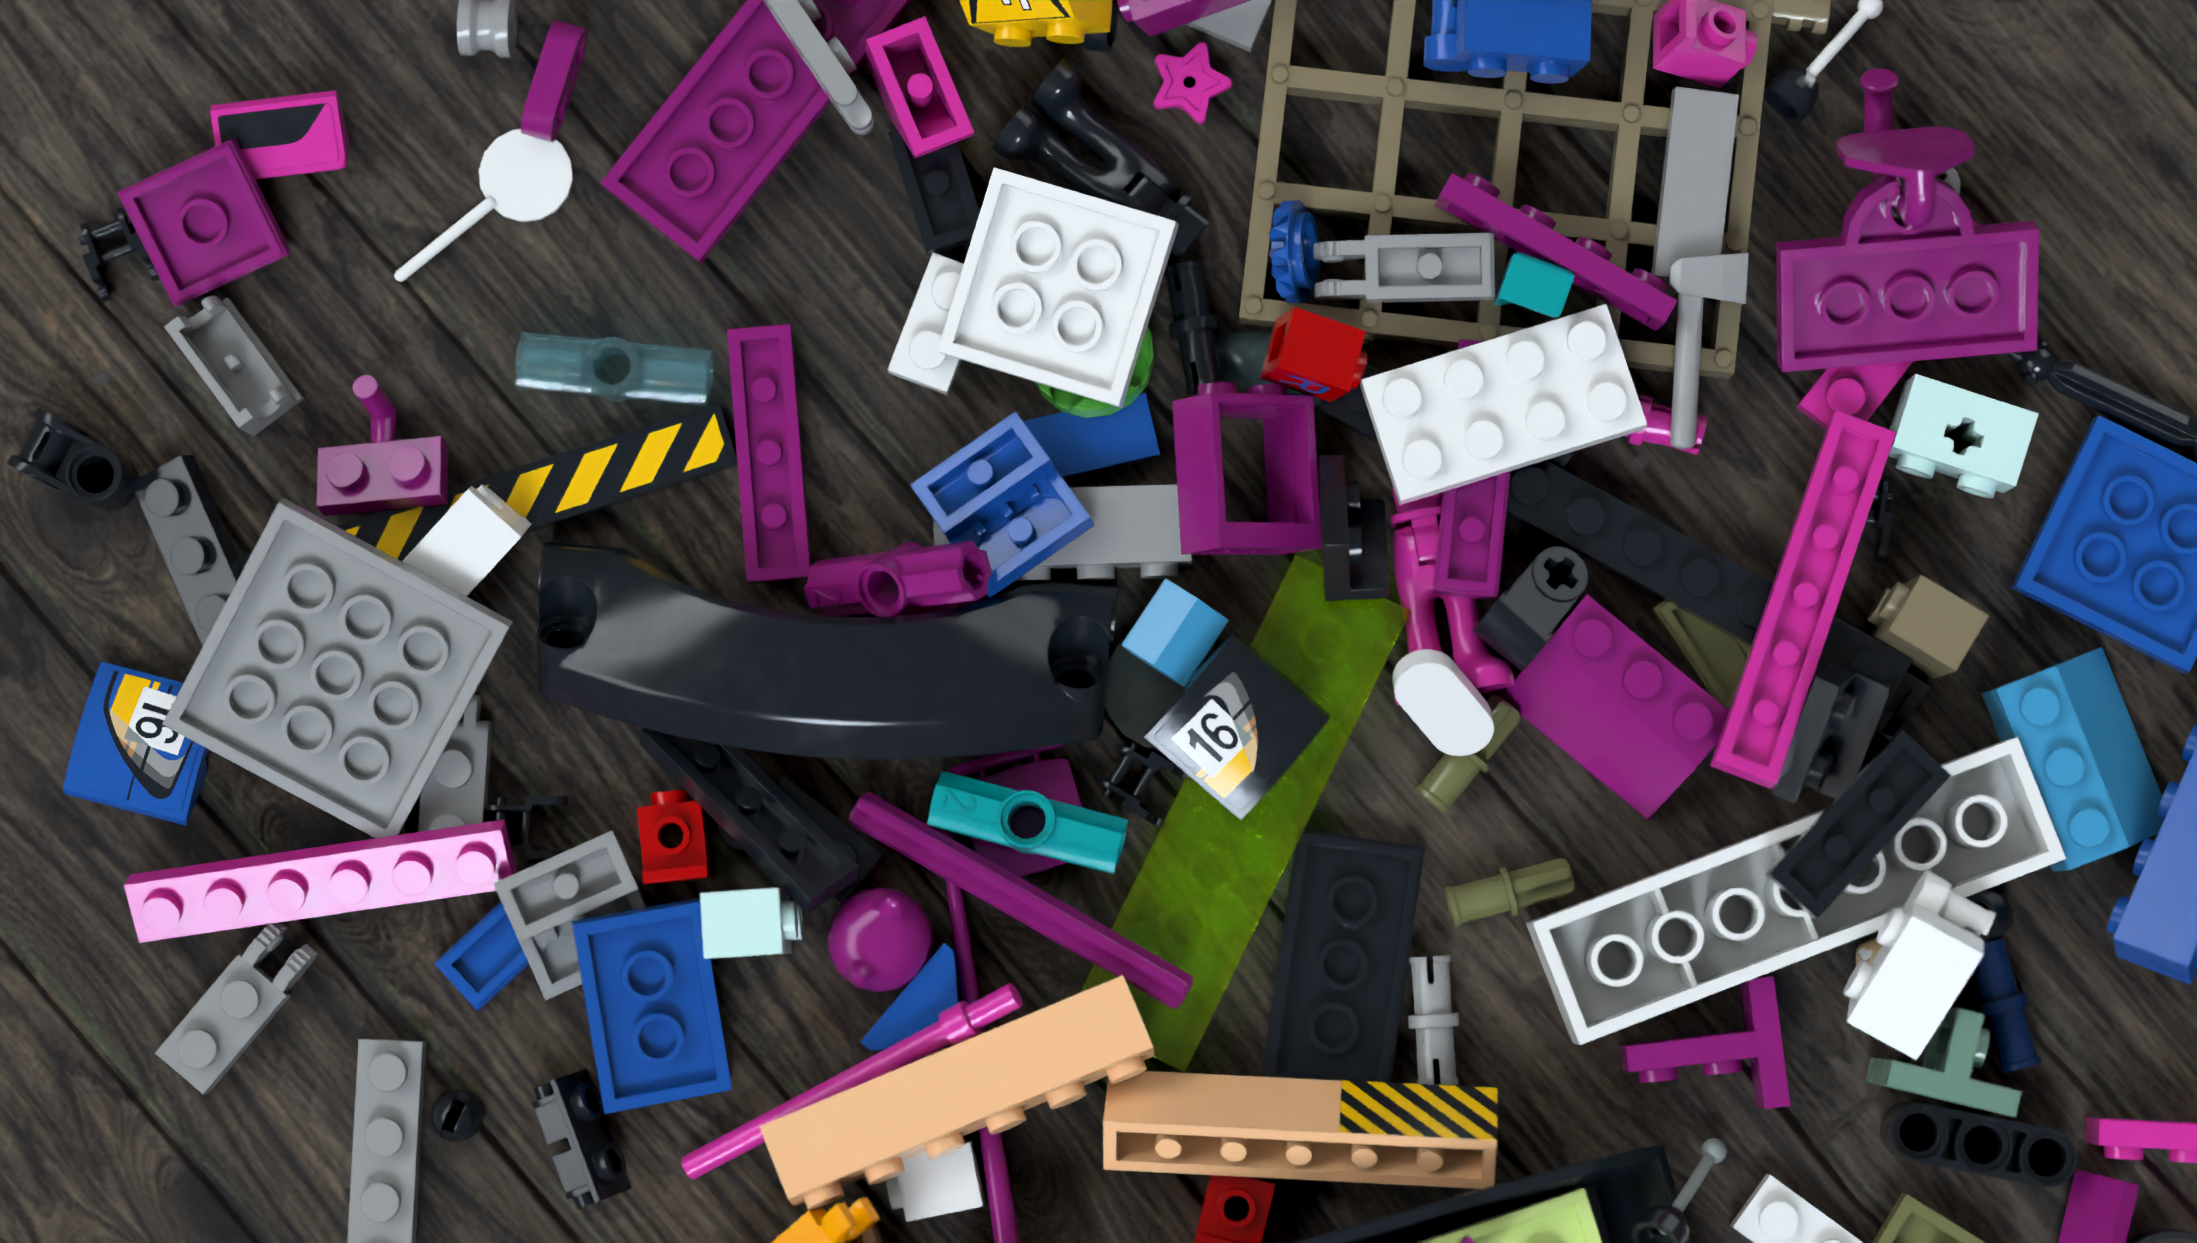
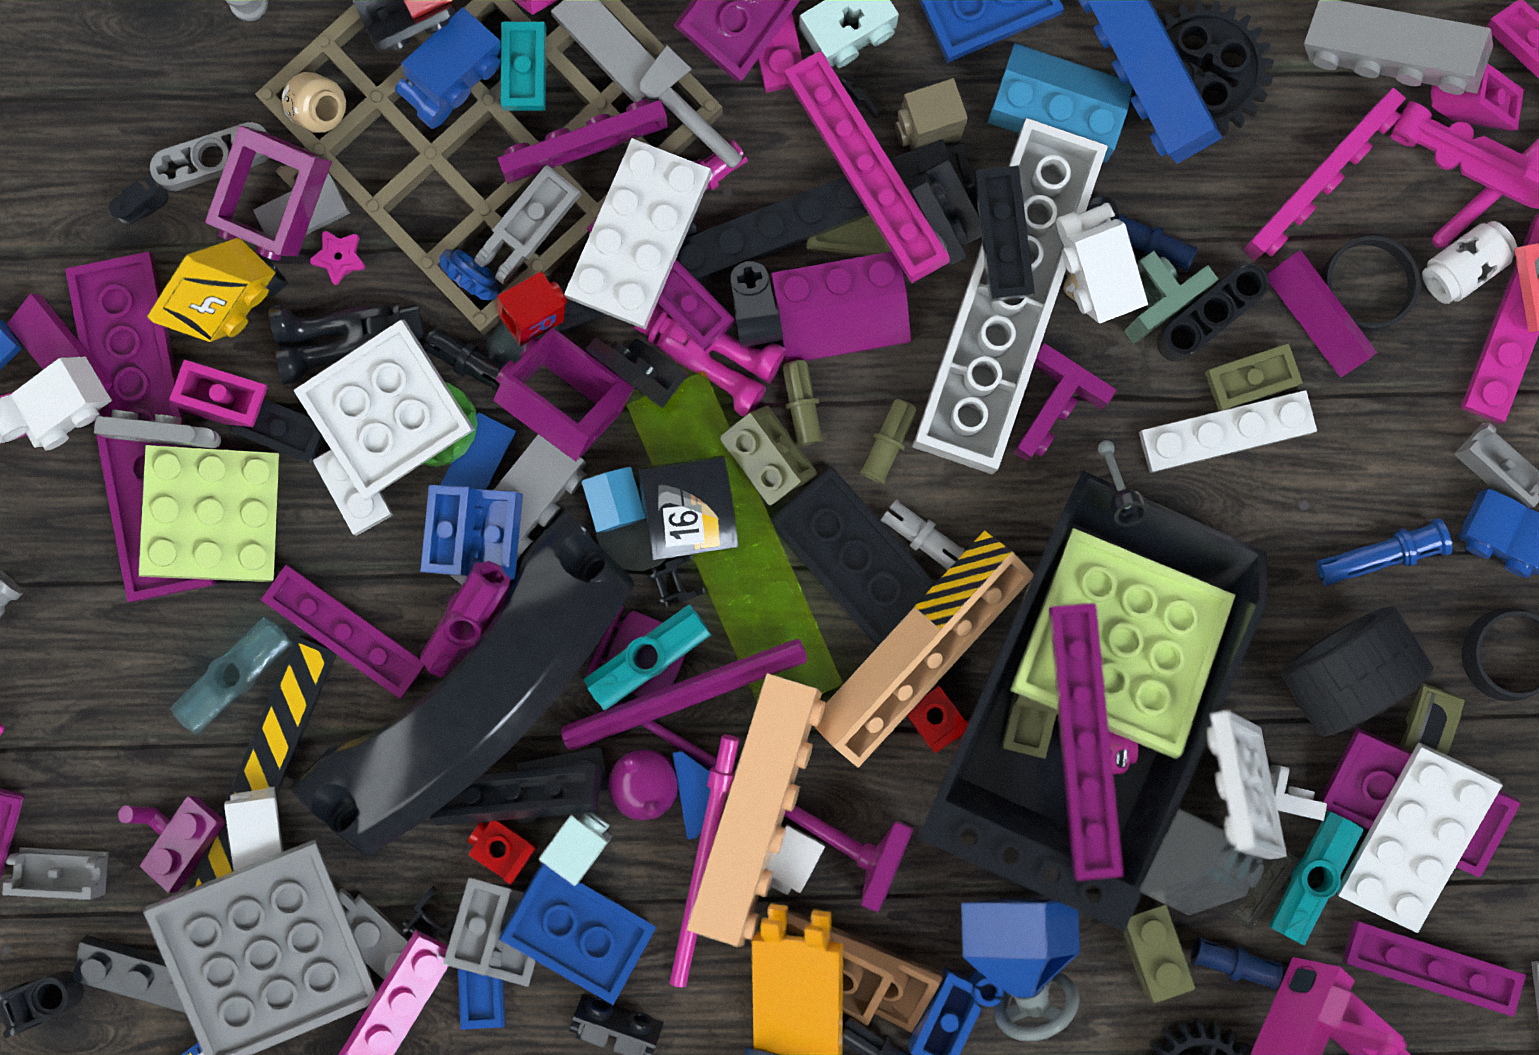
camera: 60 degrees left, 0 degrees up
(519, 179) = (91, 641): white piece -> none
(554, 81) = (54, 581): magenta beam -> none
(774, 190) = (208, 514): none -> yellowish green plate
(1373, 767) = (768, 454): none -> olive bracket
(1443, 702) = (765, 392): white tile -> none
(1534, 285) = (590, 166): teal slope -> none
(1584, 109) = (523, 66): none -> teal plate

